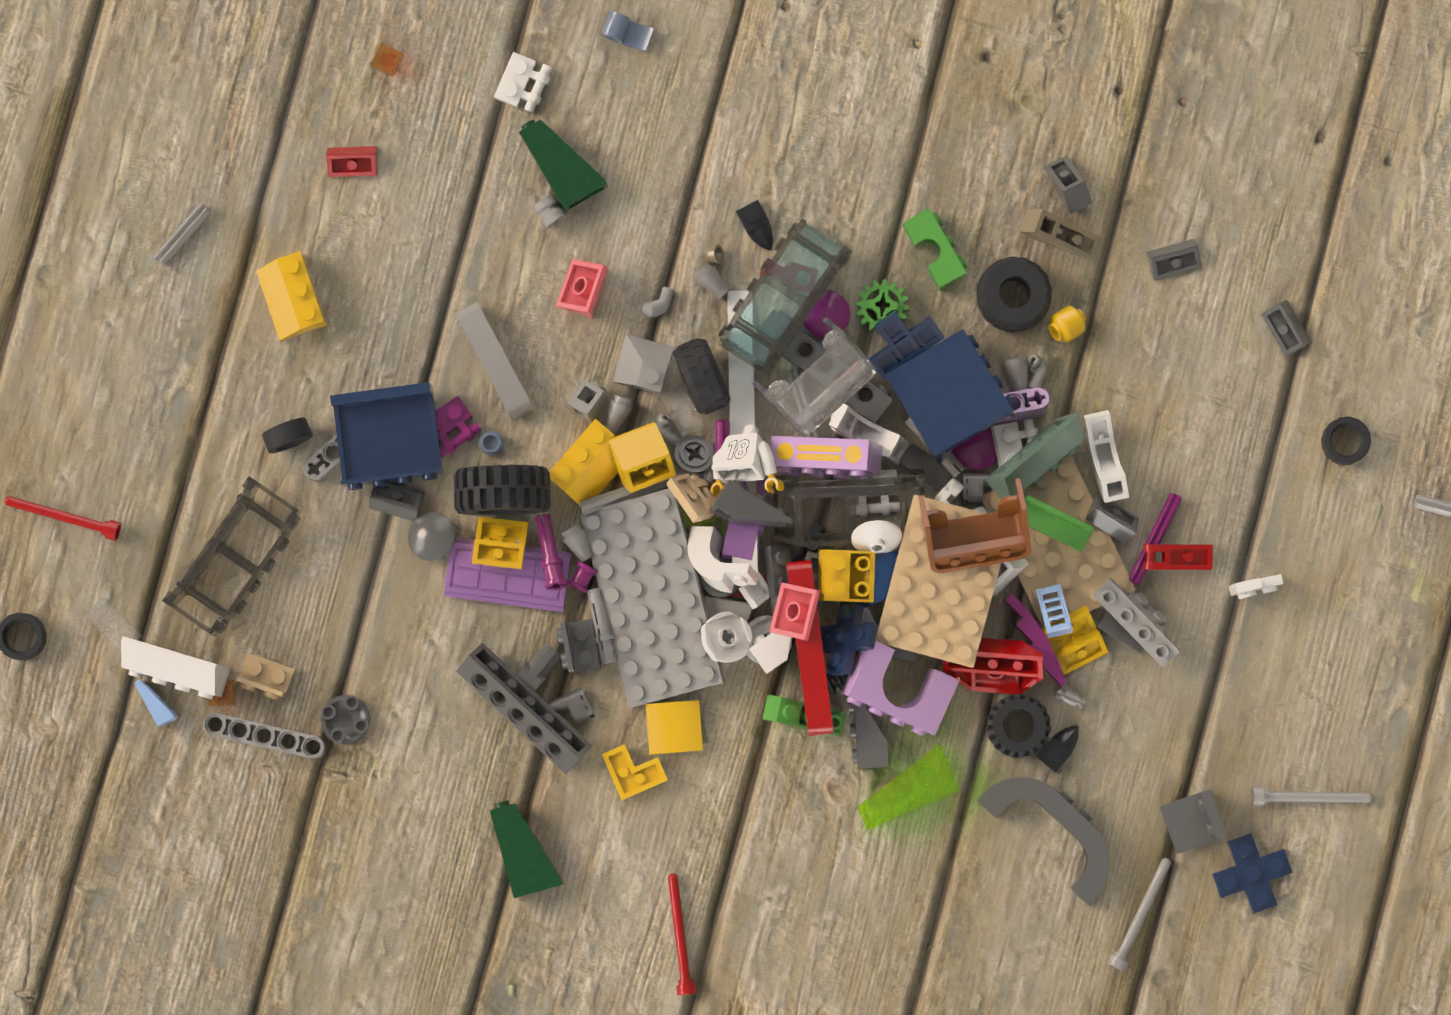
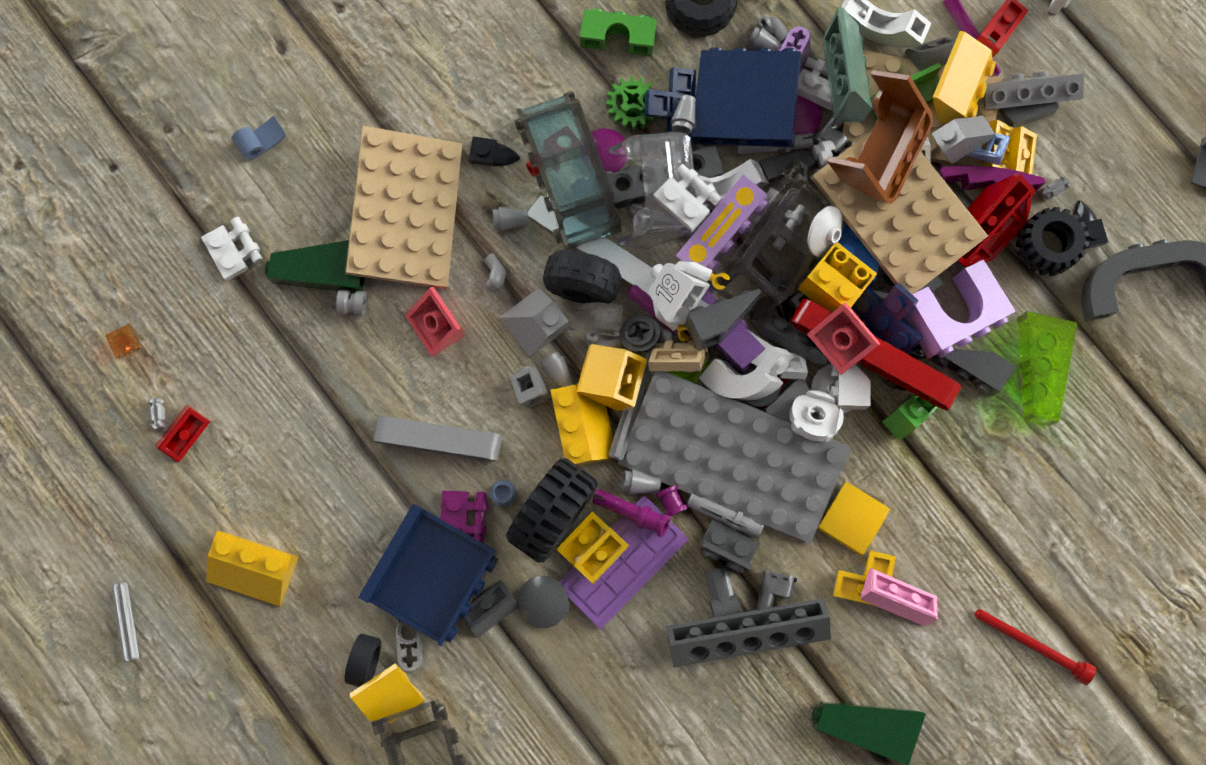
camera: 60 degrees left, 5 degrees down
(276, 472) = (386, 694): none -> yellow slope
(351, 130) = (156, 414): none -> light grey piece
(637, 805) = (899, 598): none -> bright pink slope
(655, 193) = (404, 208): none -> tan plate
(811, 408) = (683, 204): none -> white plate
(896, 357) = (684, 116): none -> light grey cone
(1045, 591) = (963, 136): none -> light grey slope
(1093, 557) = (963, 79): none -> yellow slope

